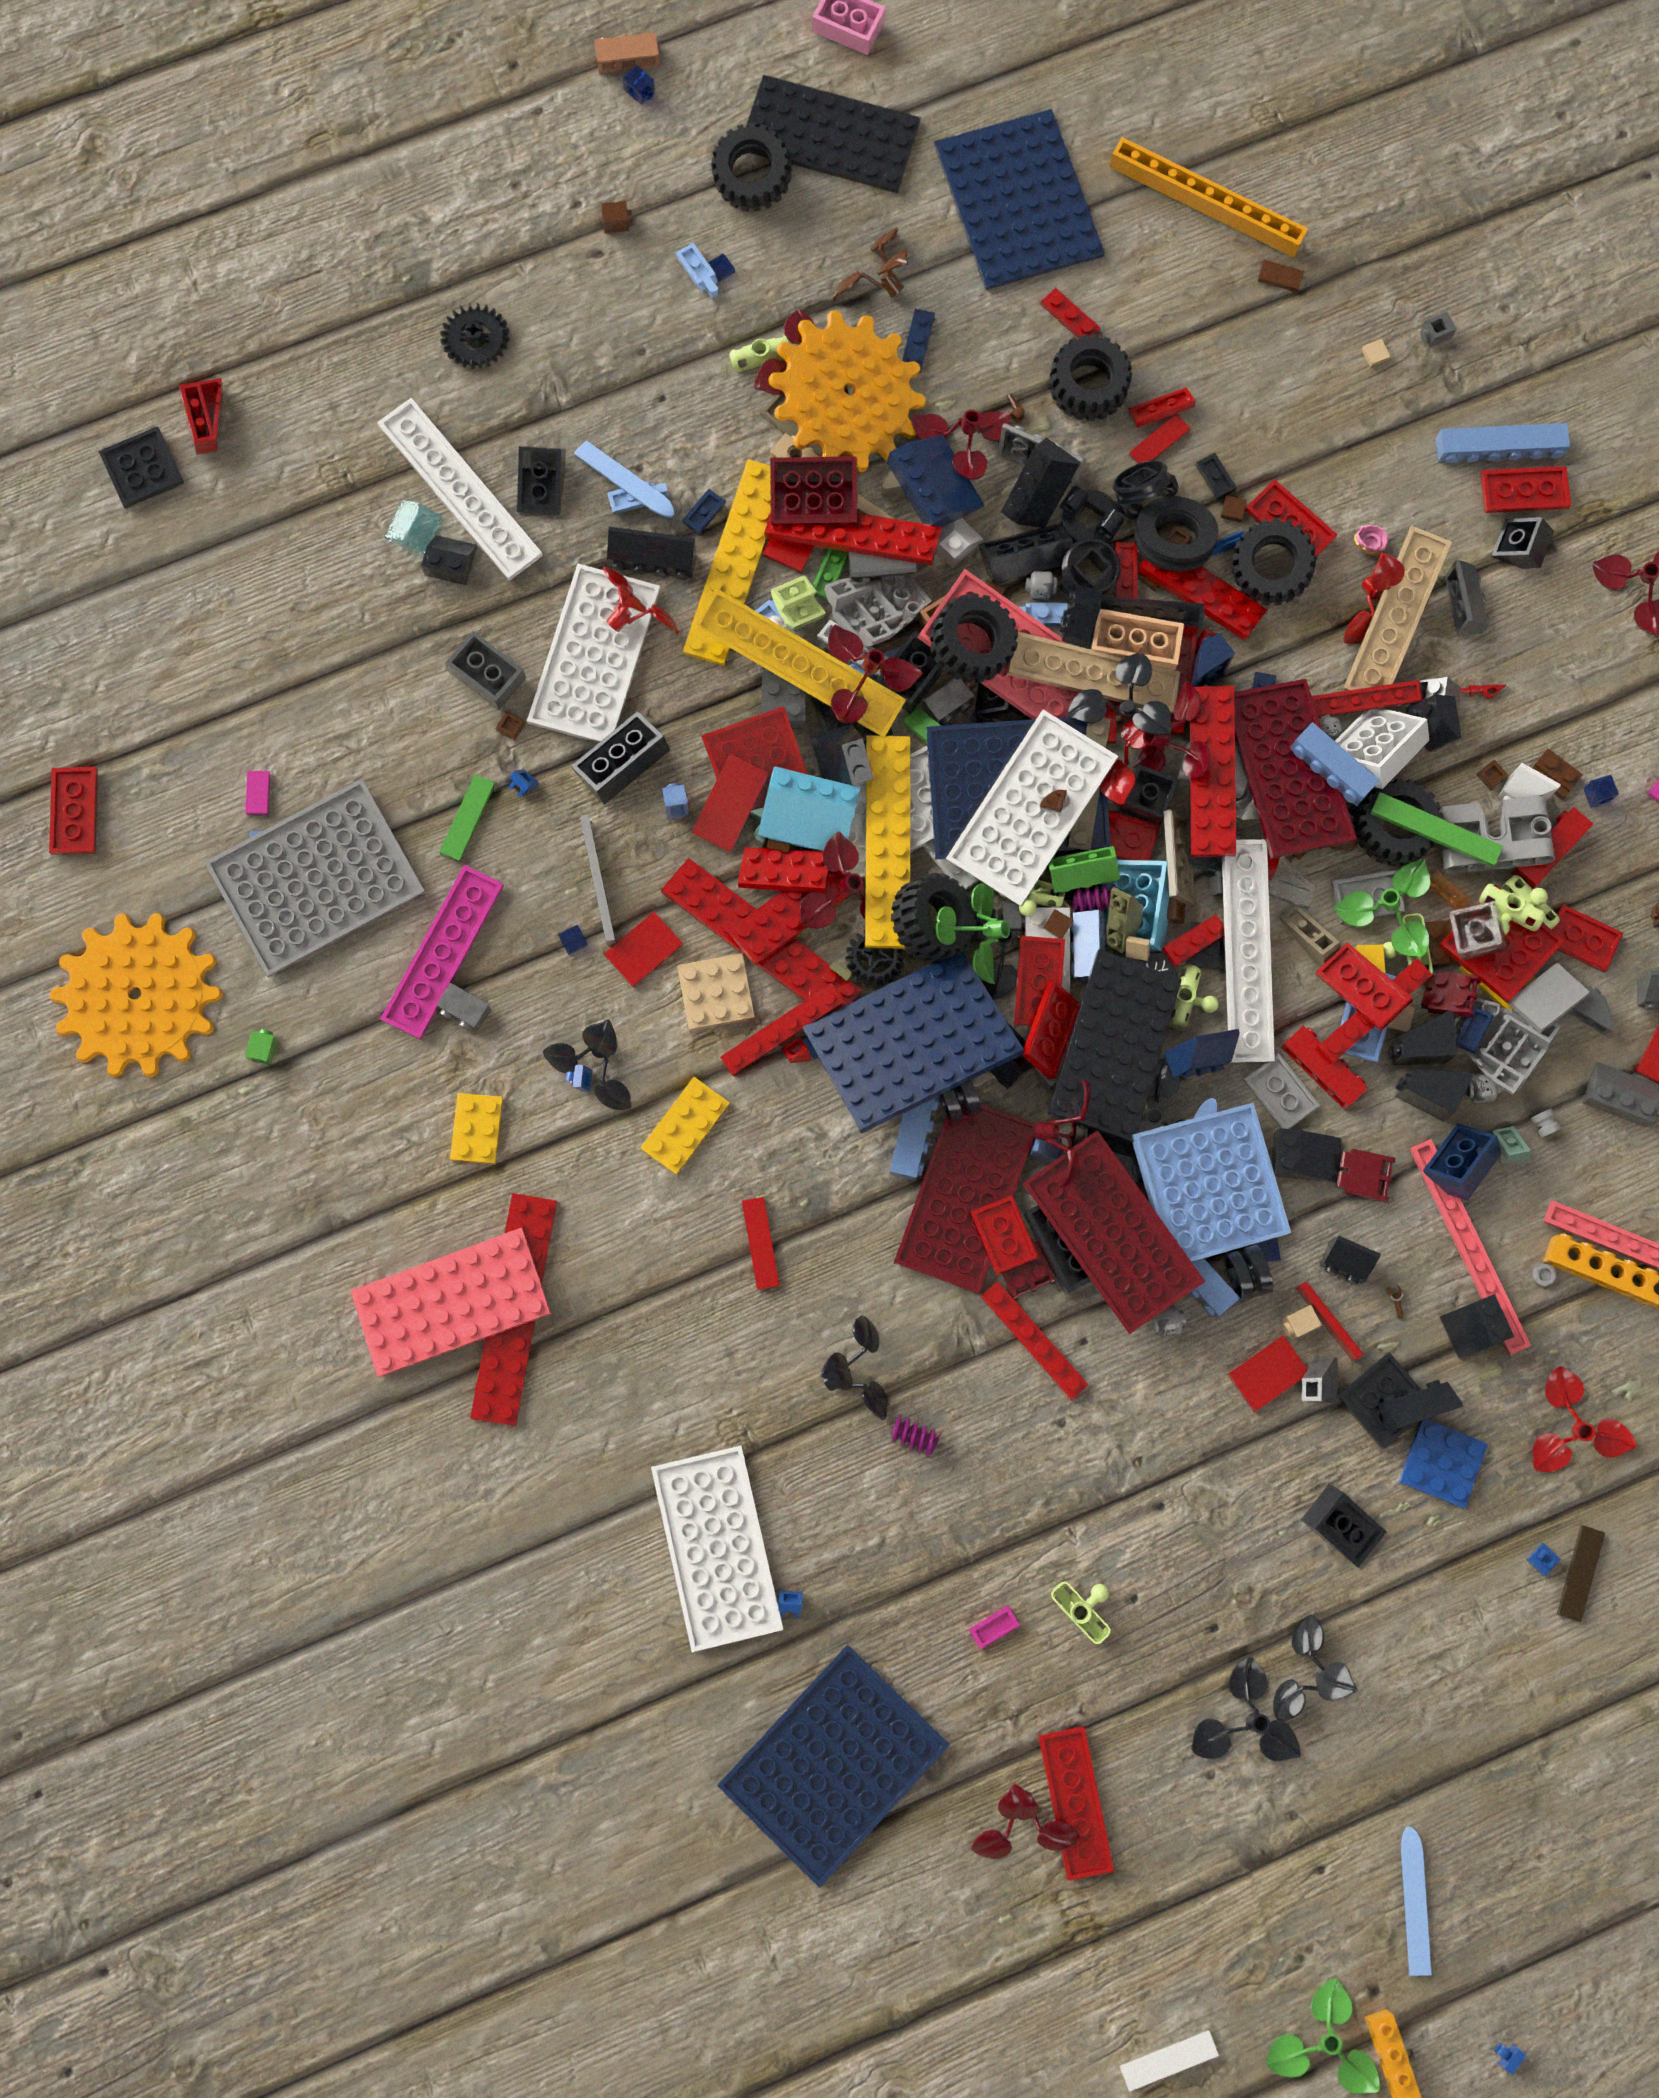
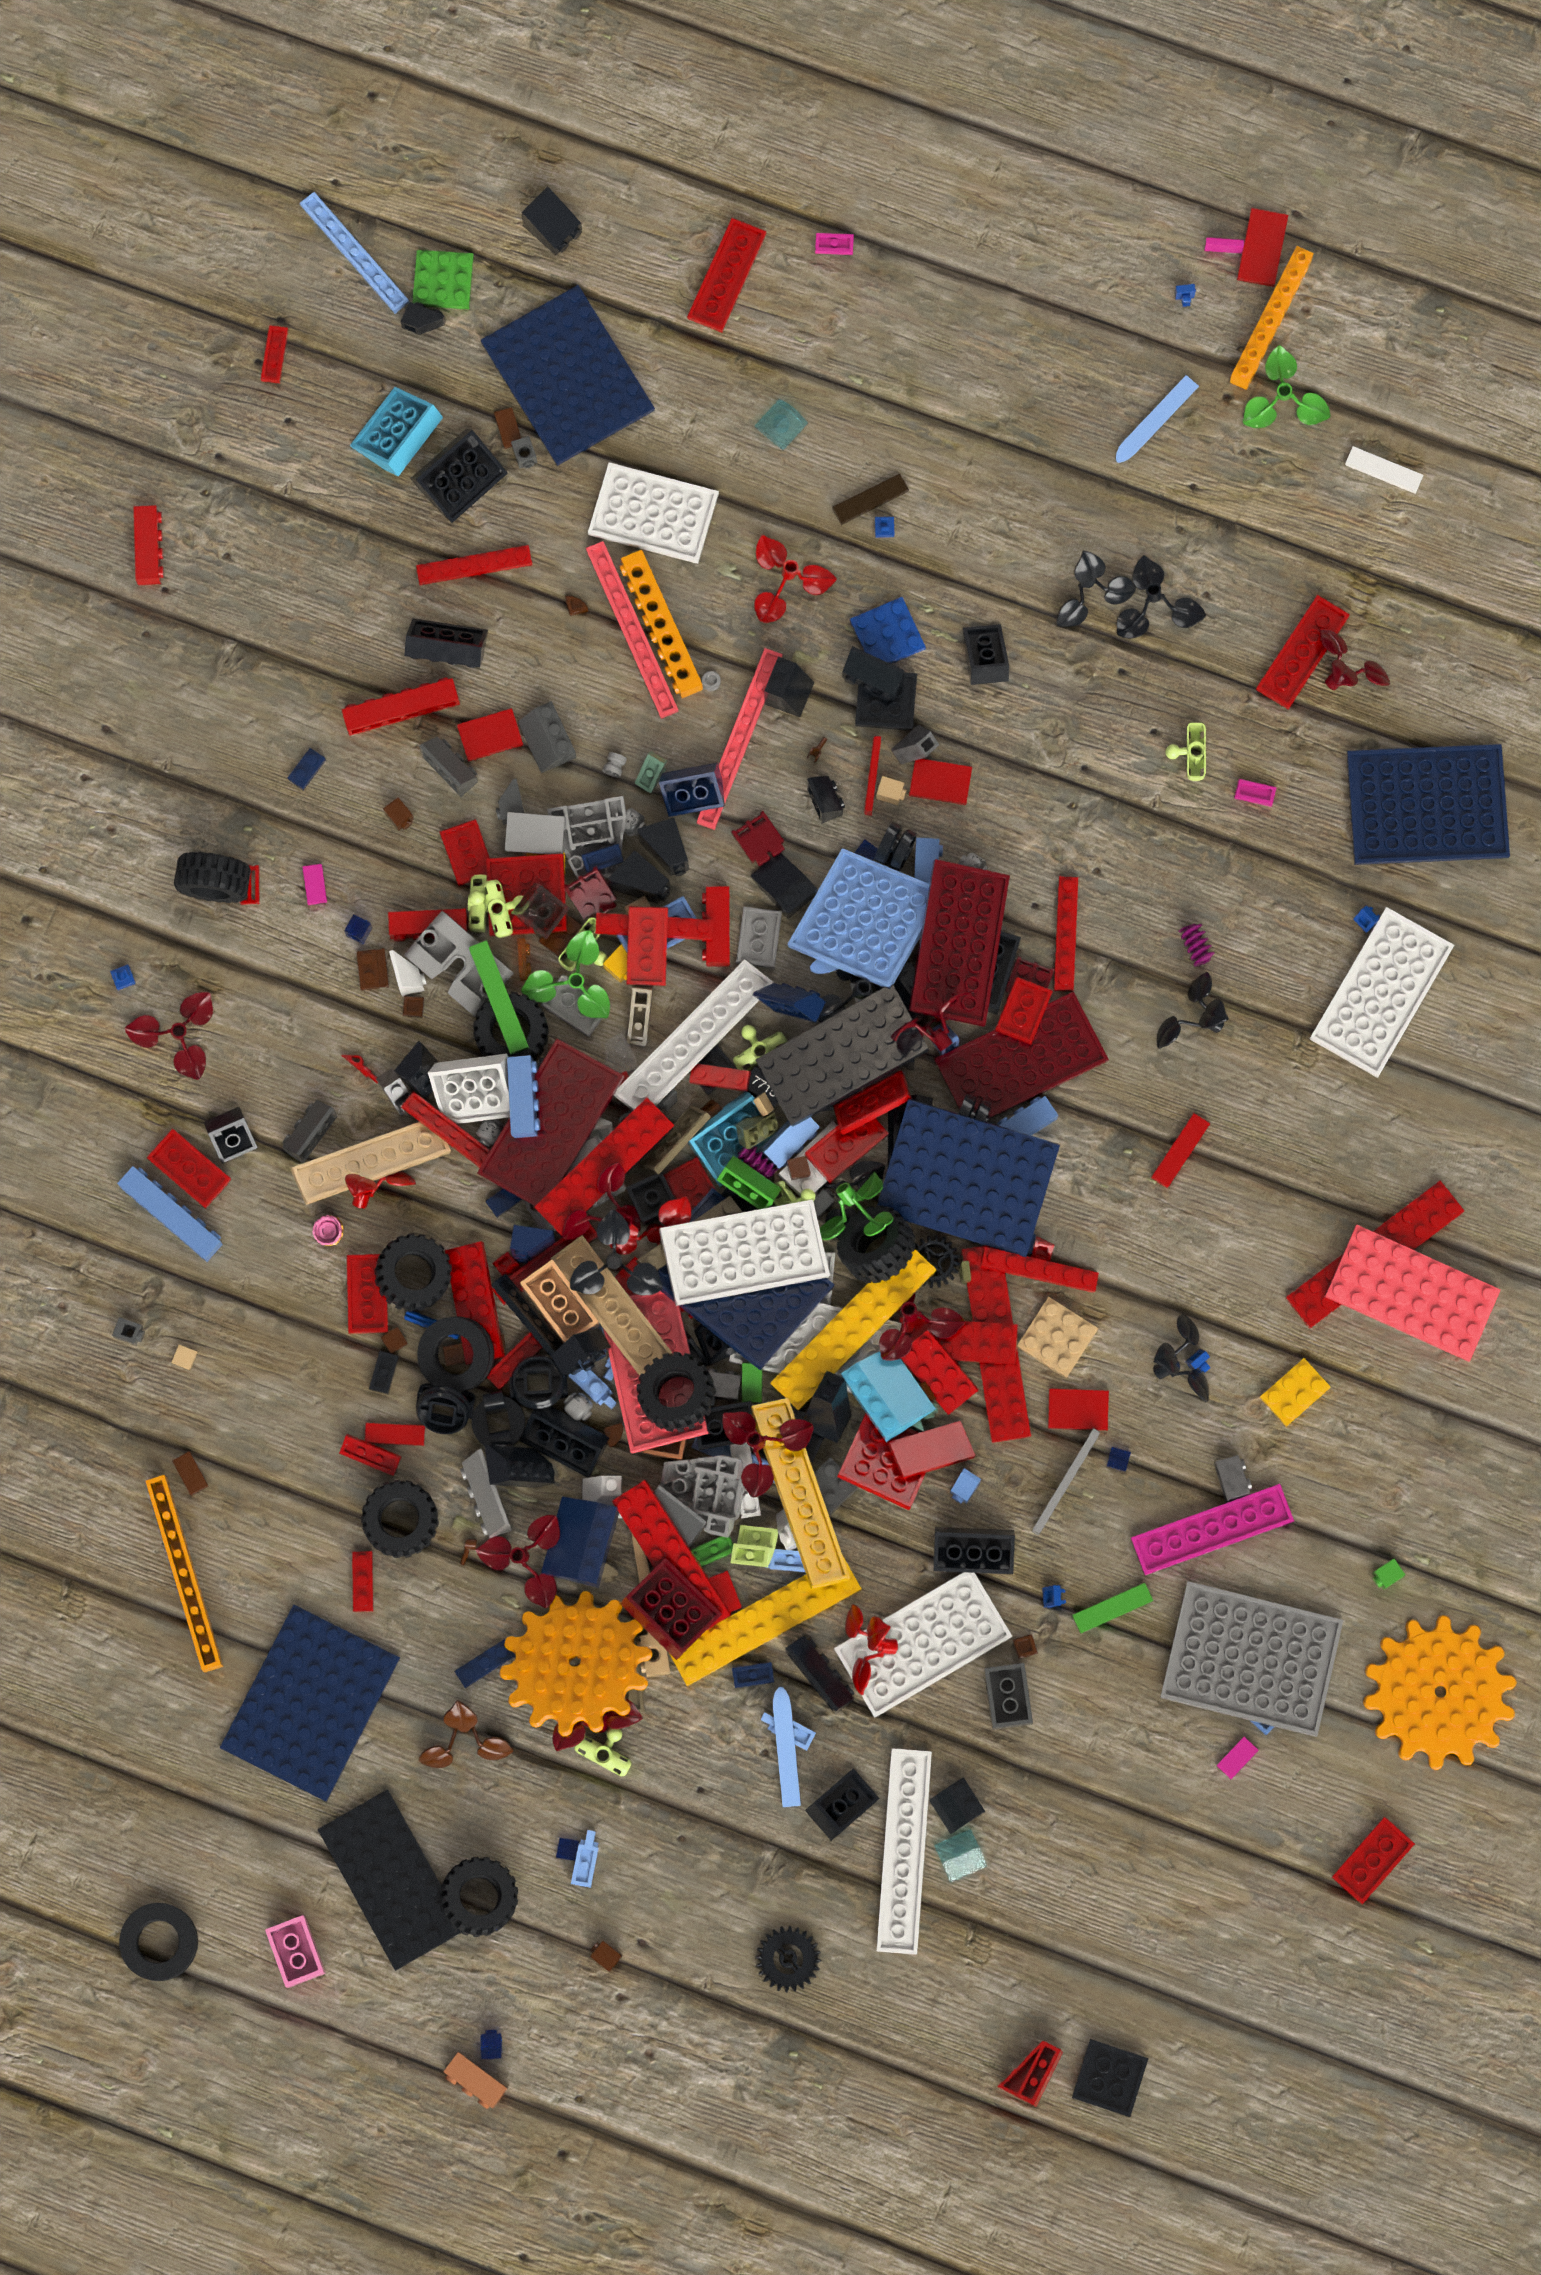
camera: 130 degrees left, 0 degrees up
(685, 1126) = (1158, 1269): yellow plate -> none
(1054, 801) = (728, 1240): reddish brown tile -> none

